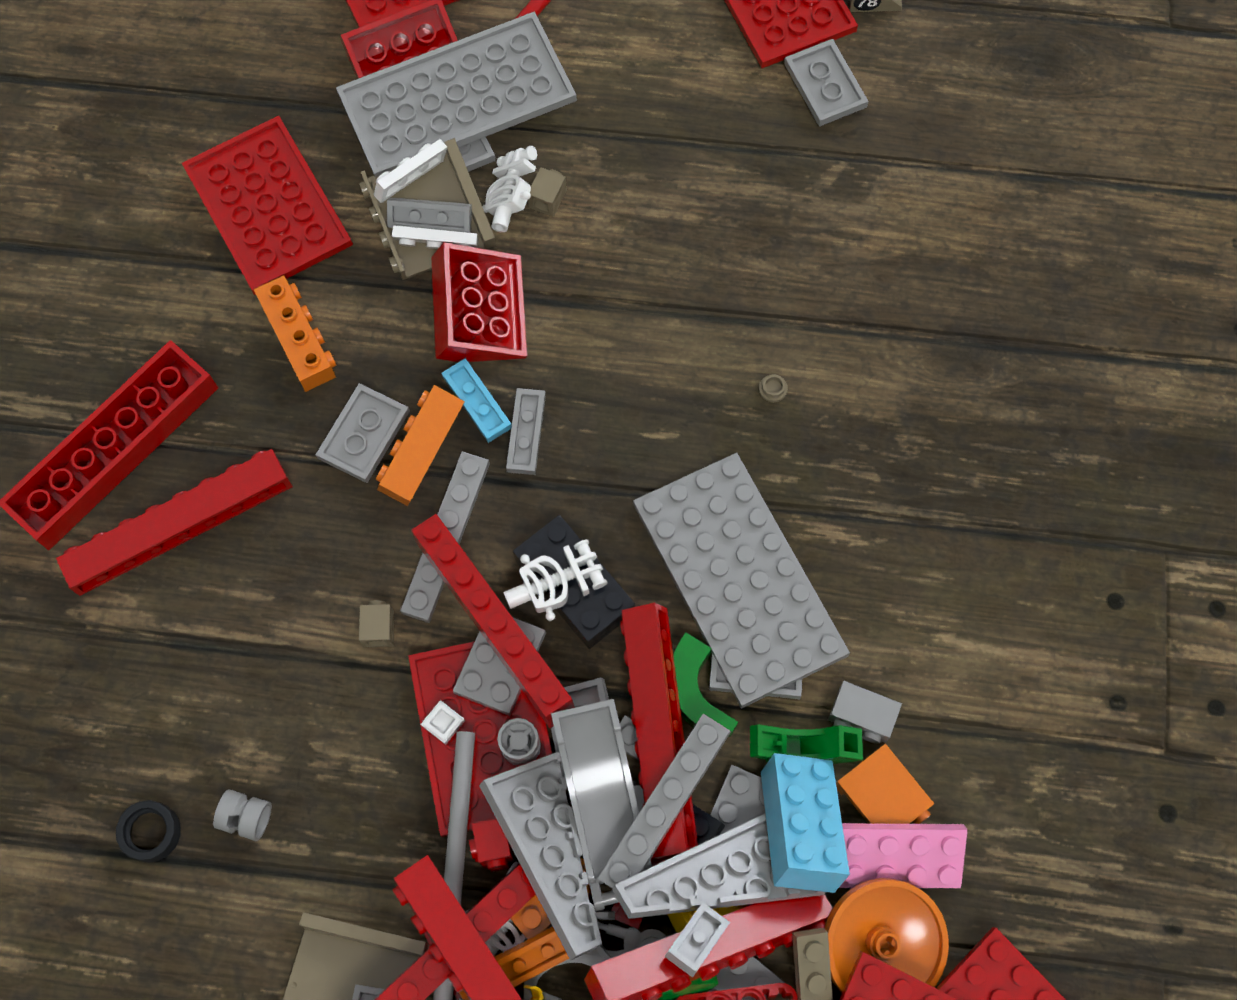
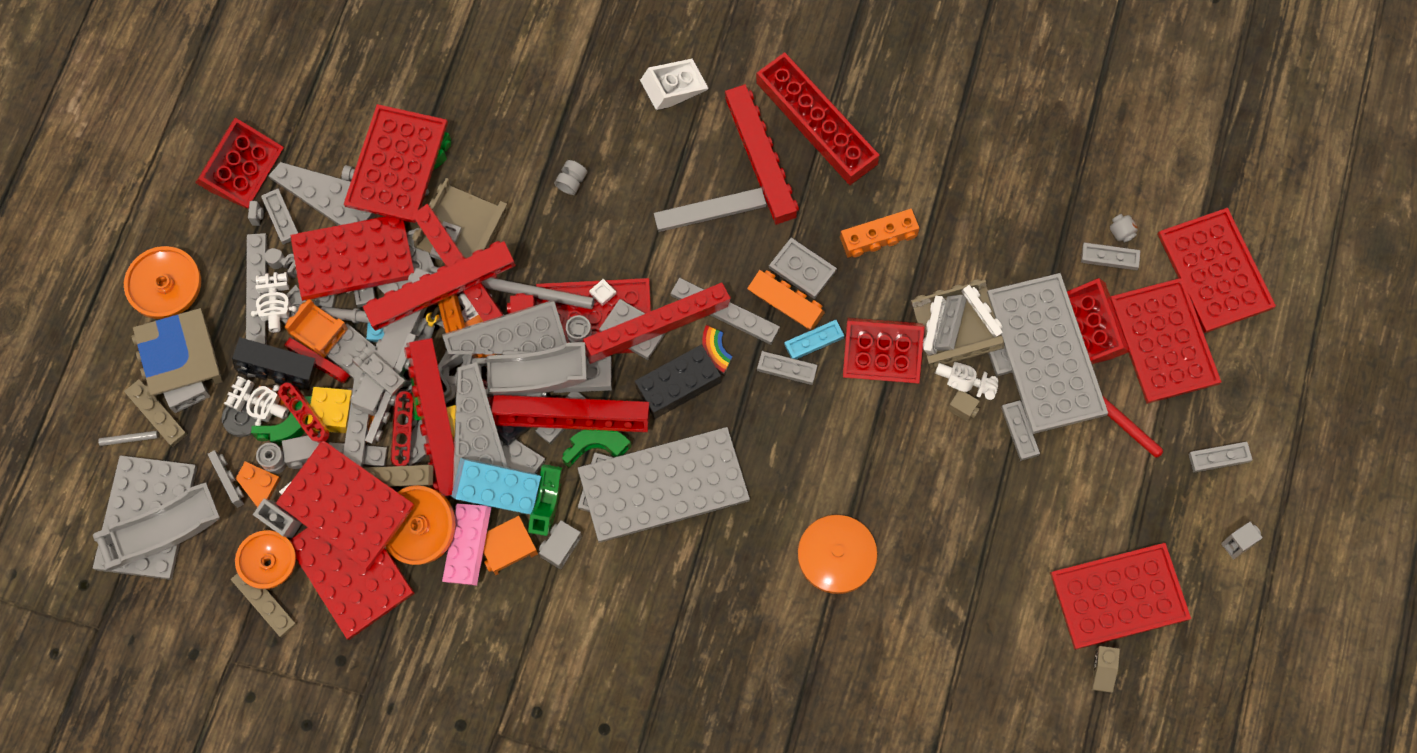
camera: 100 degrees right, 0 degrees up
(57, 679) = (673, 83): none -> white slope
(126, 822) = (573, 115): black tyre -> none
(255, 26) = (1123, 228): none -> light grey head
(267, 204) = (980, 224): red plate -> none
(278, 587) = (709, 209): none -> light grey tile
(299, 39) = (1110, 256): none -> light grey plate
(376, 624) = (672, 262): dark tan brick -> none
(499, 545) = (713, 346): none -> tile
(527, 591) = (668, 355): white torso -> none
(570, 120) = (1020, 430): none -> light grey plate
(666, 801) = (522, 404): light grey plate -> none
(697, 939) = (436, 402): plate -> none
(773, 388) = (792, 532): dark tan plate -> none
(791, 327) = (837, 554): none -> orange dish
(826, 82) = (1030, 616): light grey plate -> none

